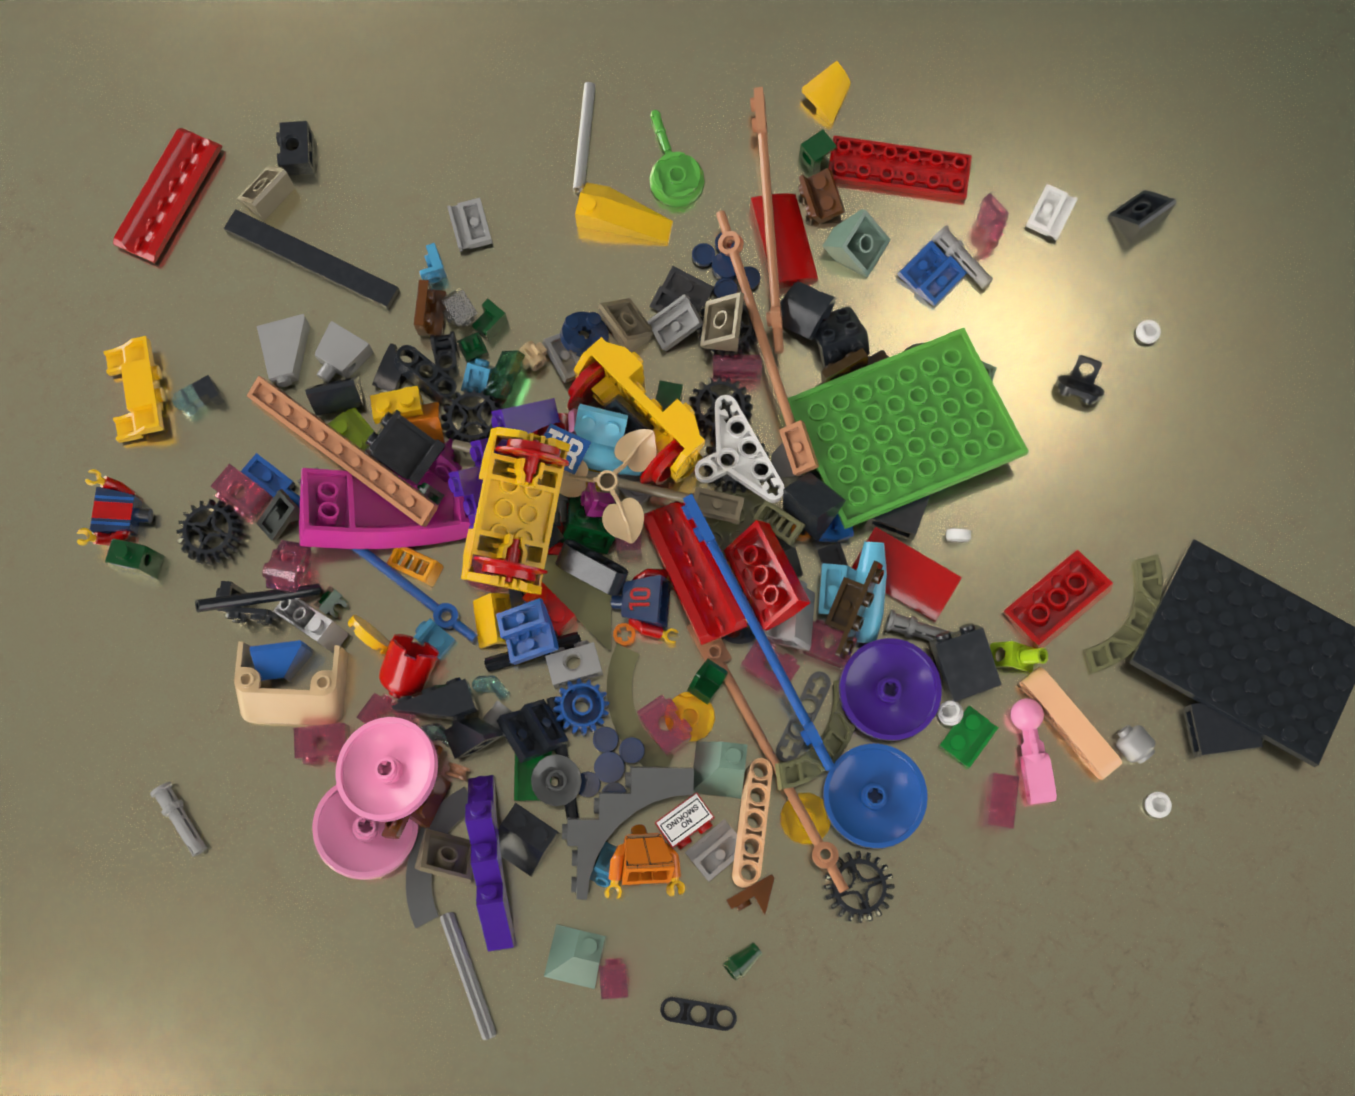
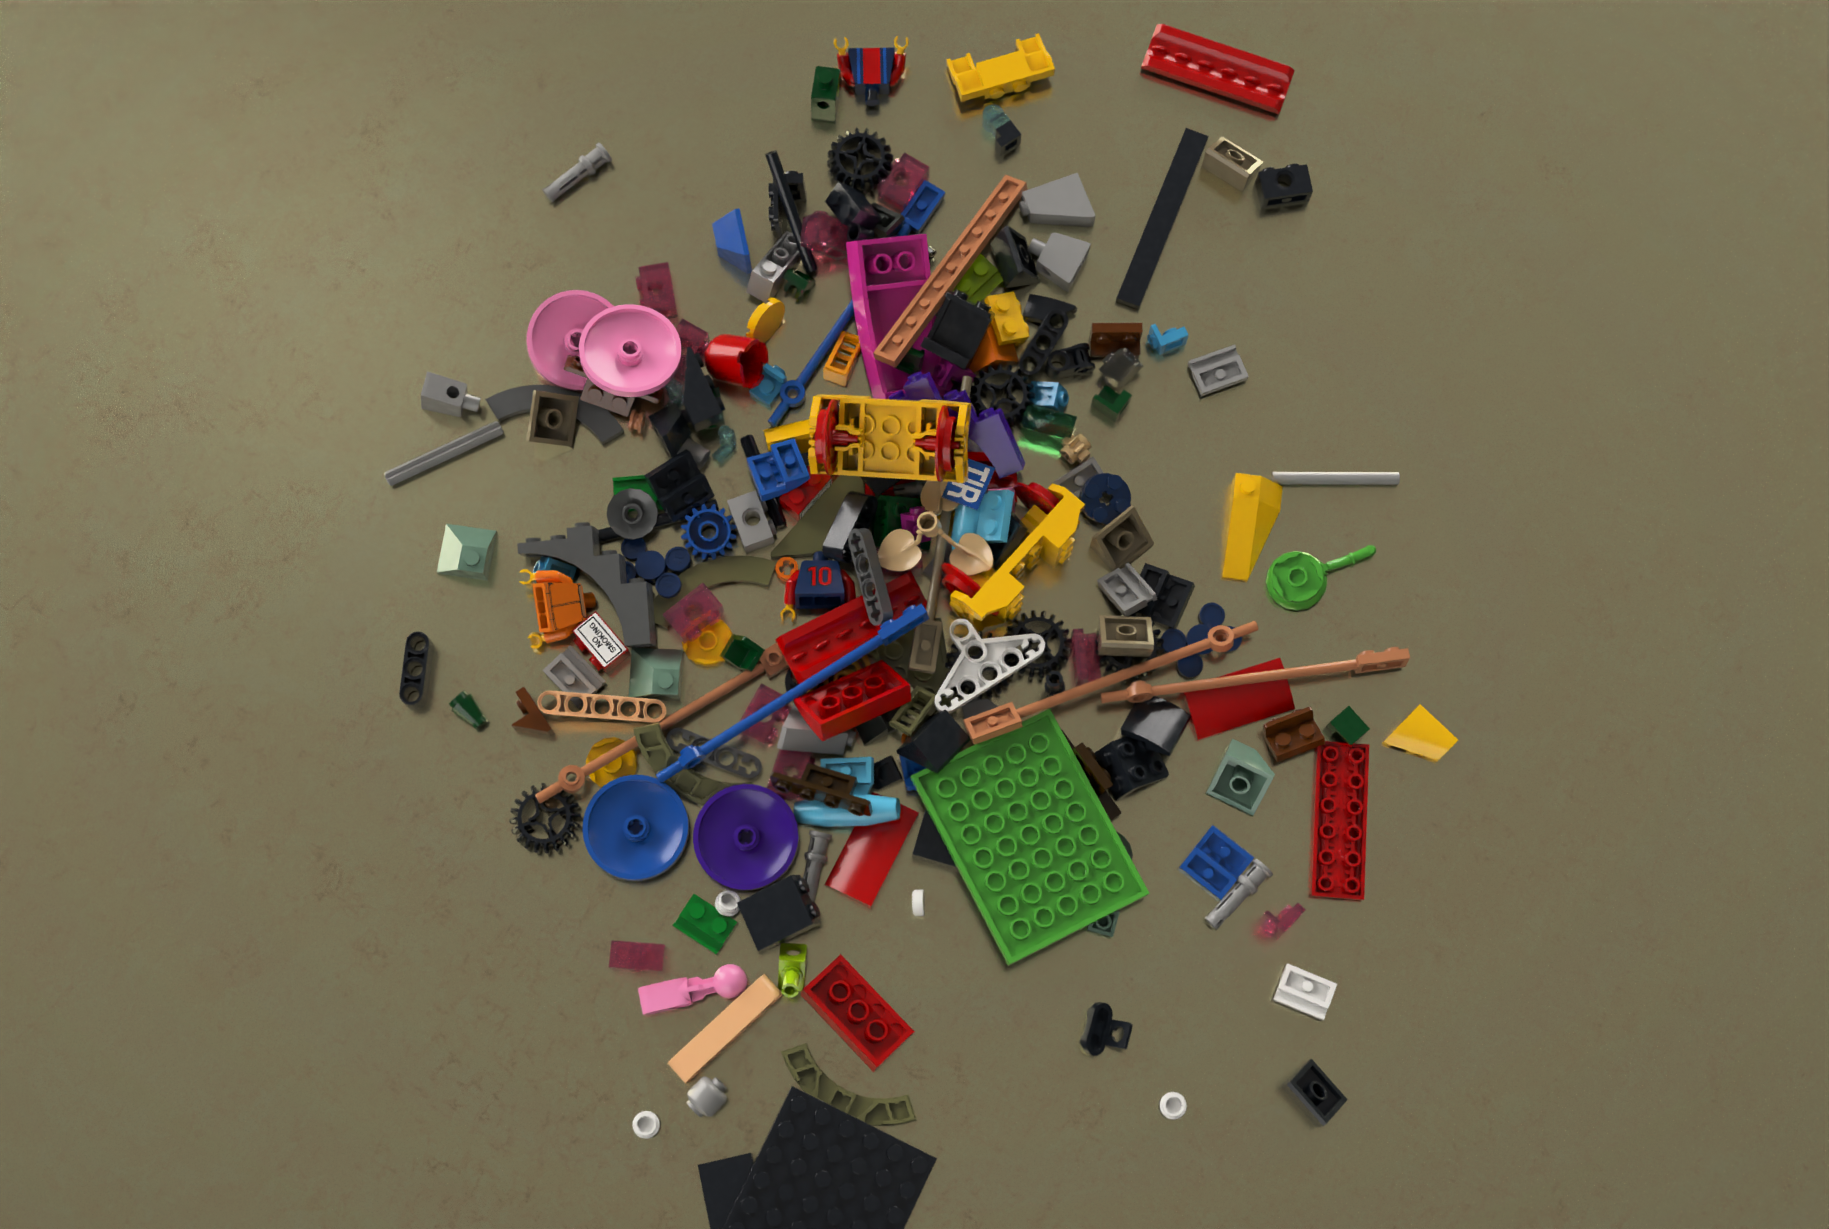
camera: 80 degrees right, 0 degrees up
(267, 538) = (853, 211): none -> black hinge
(311, 707) = (693, 285): tan windscreen -> none
(408, 978) = (438, 395): none -> light grey torso
(472, 347) = (1081, 389): dark green tile -> none
(487, 864) = (546, 452): dark purple arch -> none
(525, 839) = (576, 491): black slope -> none
(614, 979) = (442, 586): clear pink brick -> none
(647, 544) = (862, 541): none -> dark grey beam
(668, 393) = (1040, 590): dark green brick -> none
(767, 389) = (1054, 683): none -> black pin

